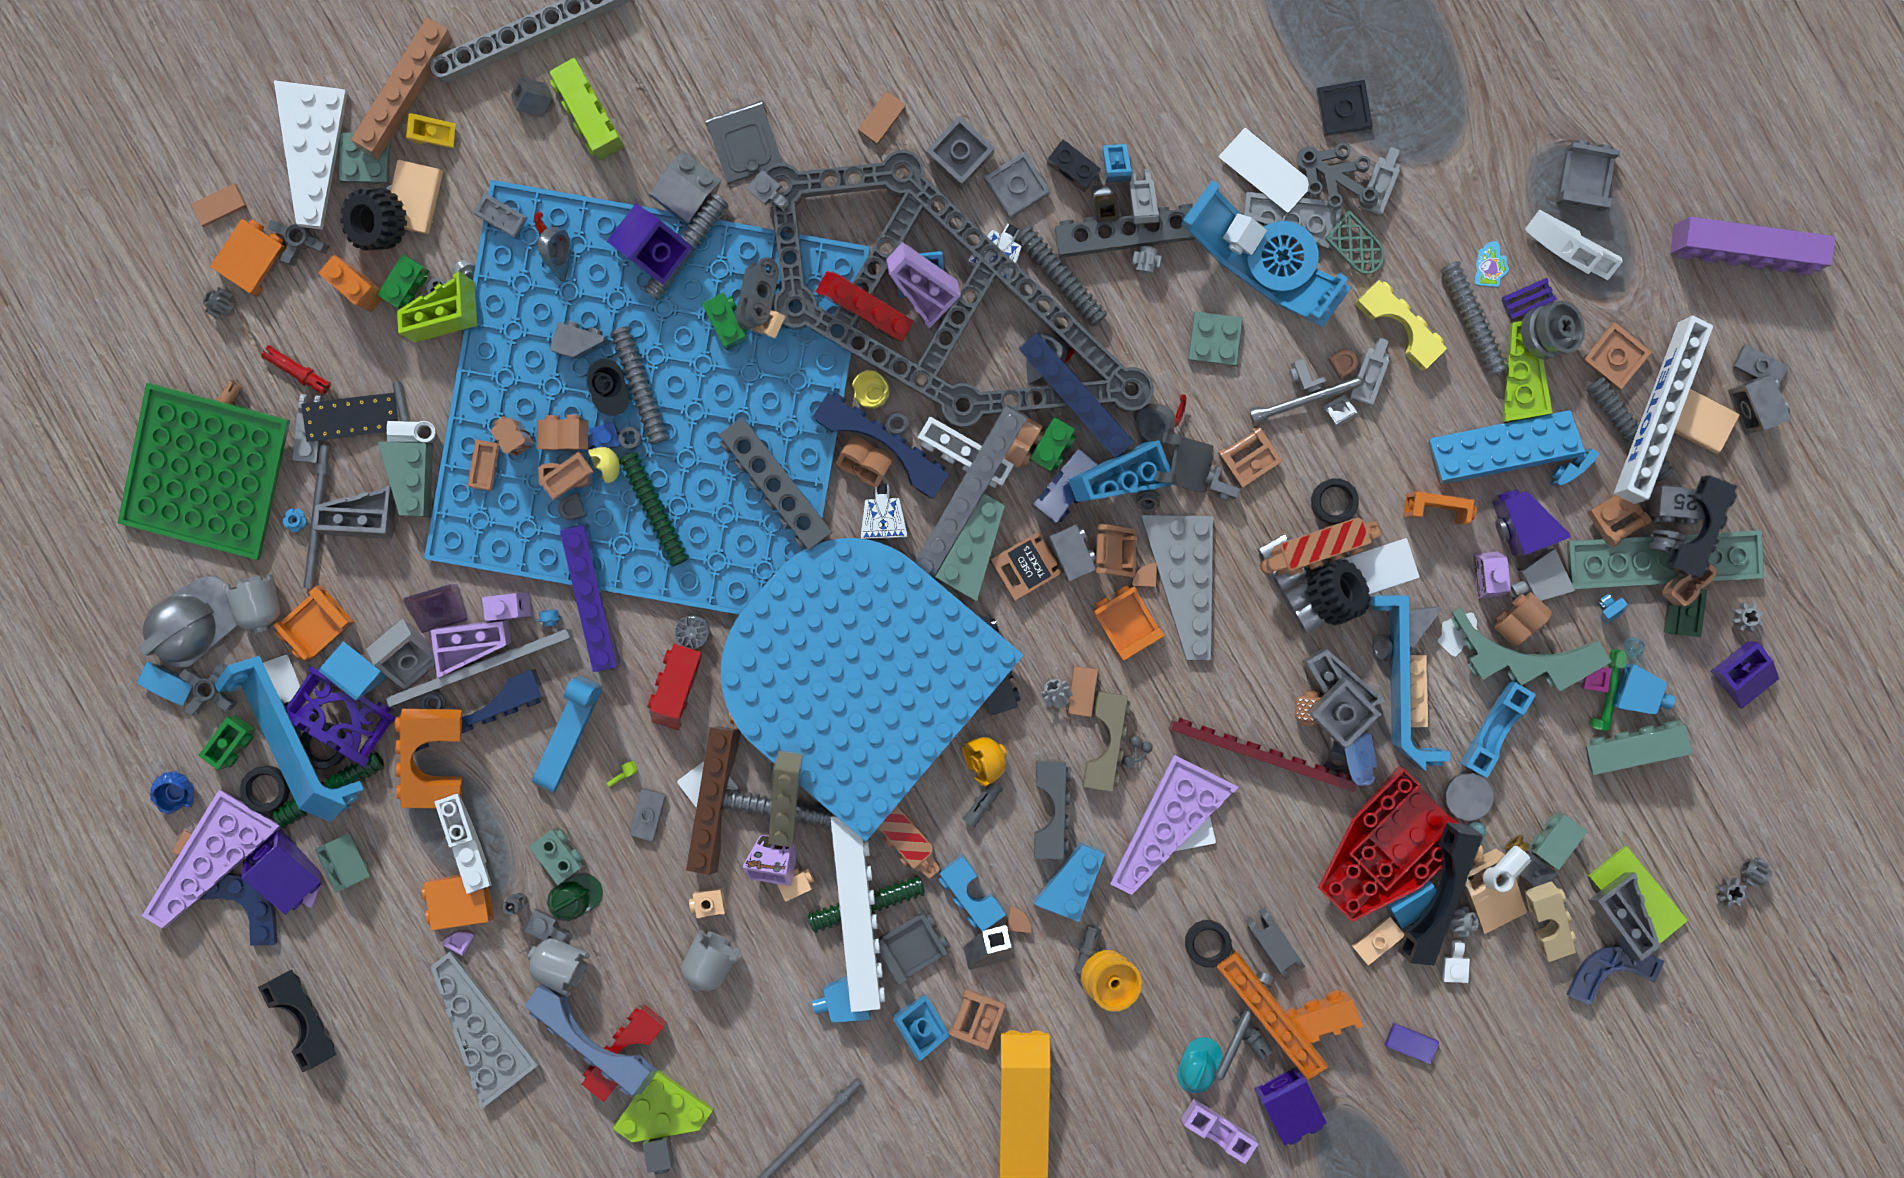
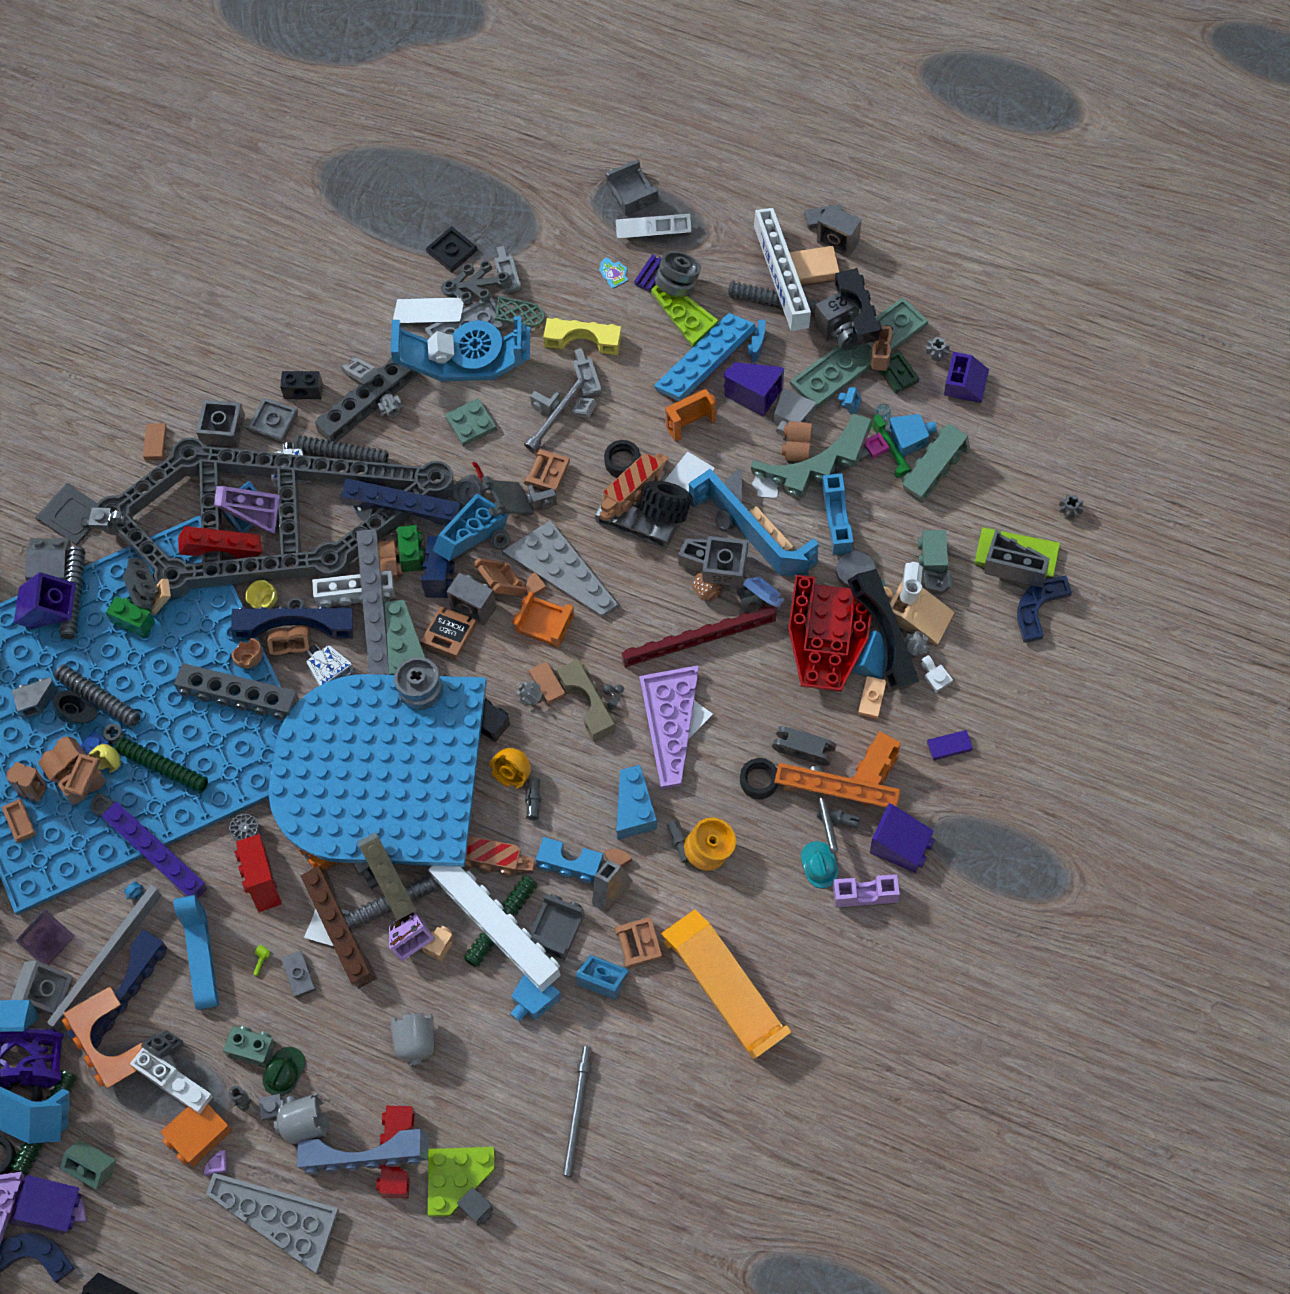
camera: 35 degrees left, 25 degrees down
(468, 642) = (84, 942): lavender wedge -> none
(477, 799) = (163, 1044): none -> flat silver slope
(506, 606) = (95, 903): lavender torso -> none
(714, 896) = (394, 999): light nougat brick -> none
(812, 451) = (247, 654): none -> nougat hair
(955, 607) = (418, 683): none -> flat silver wheel
(1050, 840) = (569, 750): dark grey arch -> none
(1105, 201) = (337, 389): dark brown leg -> none
(1116, 163) = (330, 368): dark azure slope -> none
(1344, 362) = (564, 381): nougat tile -> none
(1474, 318) = (625, 303): flat silver piece -> none
(1491, 575) = (758, 431): lavender torso -> none
(1502, 530) = (743, 403): flat silver piece -> none
(1556, 938) = (985, 608): tan arch -> none
(1613, 511) = (804, 345): nougat plate -> none
(1616, 356) = (731, 266): nougat plate -> none
(1752, 245) = (759, 155): medium lavender brick -> none
(1755, 872) = (1075, 484): flat silver gear -> none

